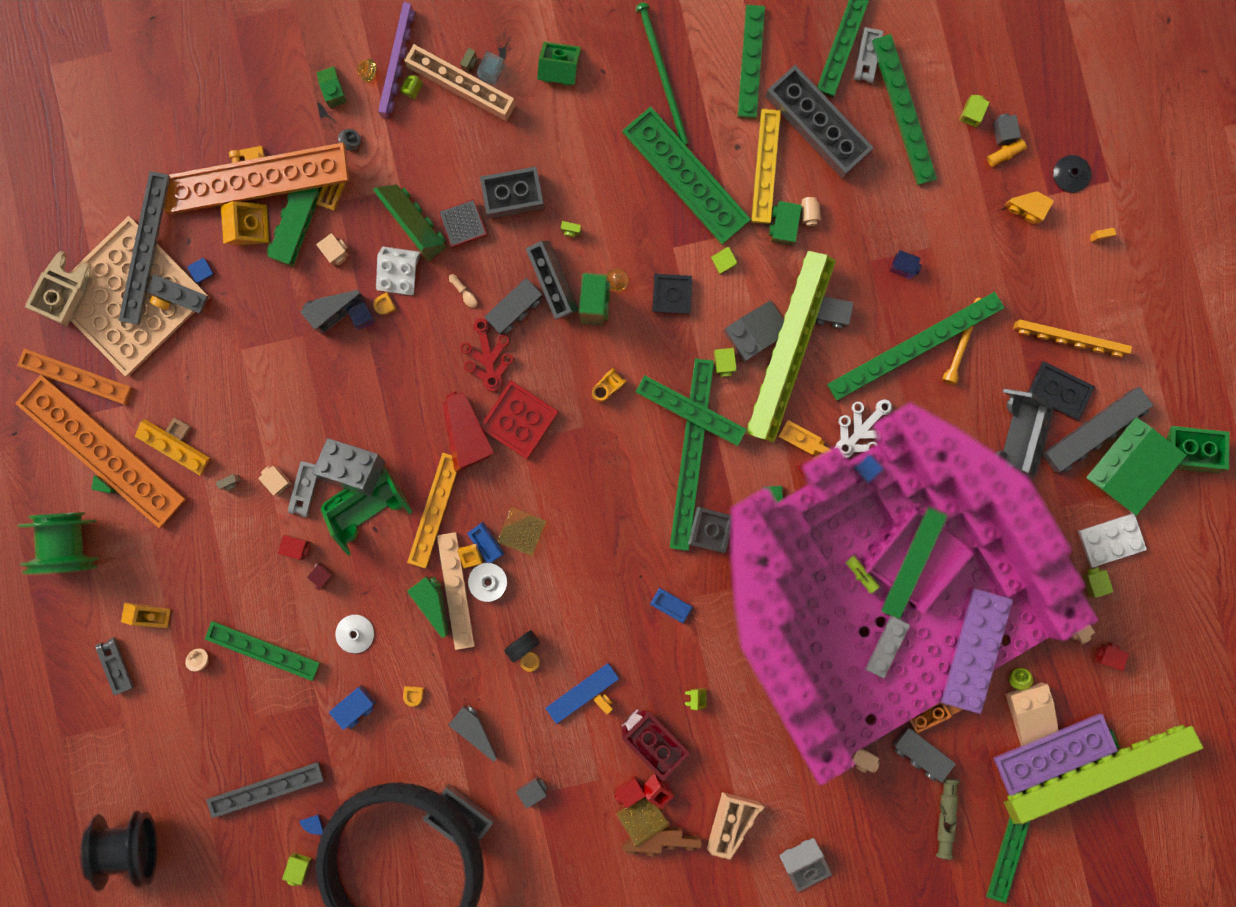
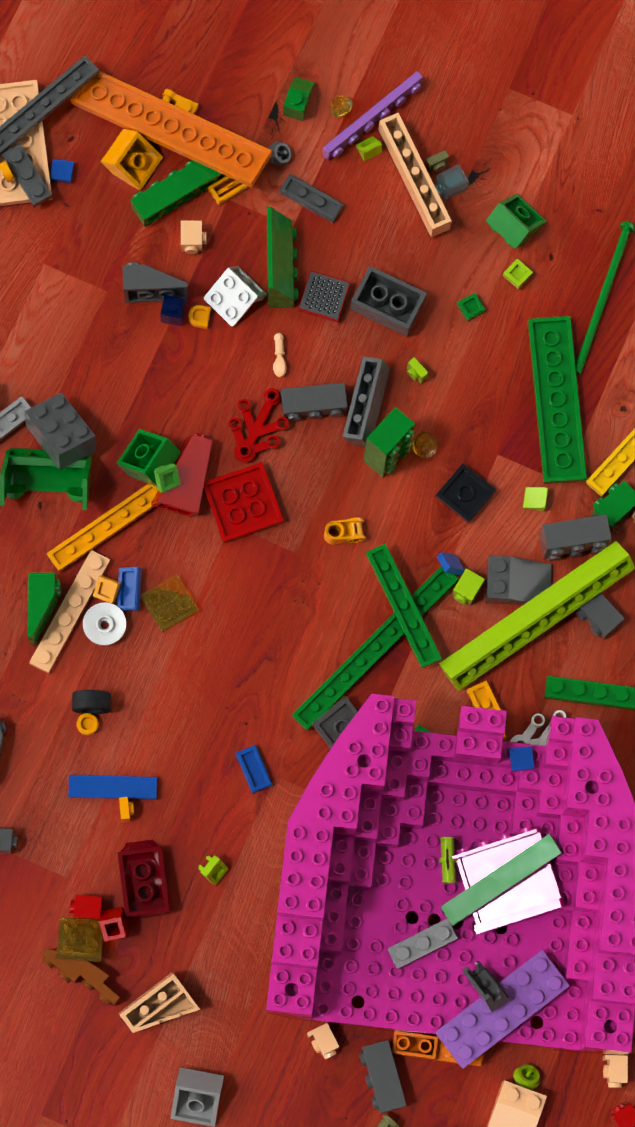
camera: 35 degrees right, 10 degrees down
(397, 156) = (311, 198): none -> dark grey tile
(427, 439) = (145, 454): none -> green brick
(452, 446) = (166, 477): none -> bright green tile
(573, 152) = (471, 307): none -> green tile
(589, 102) = (517, 273): none -> lime plate
(700, 354) = (450, 563): none -> blue tile
(775, 269) = (574, 537): none -> dark grey brick
(957, 645) = (486, 986): none -> dark grey hinge

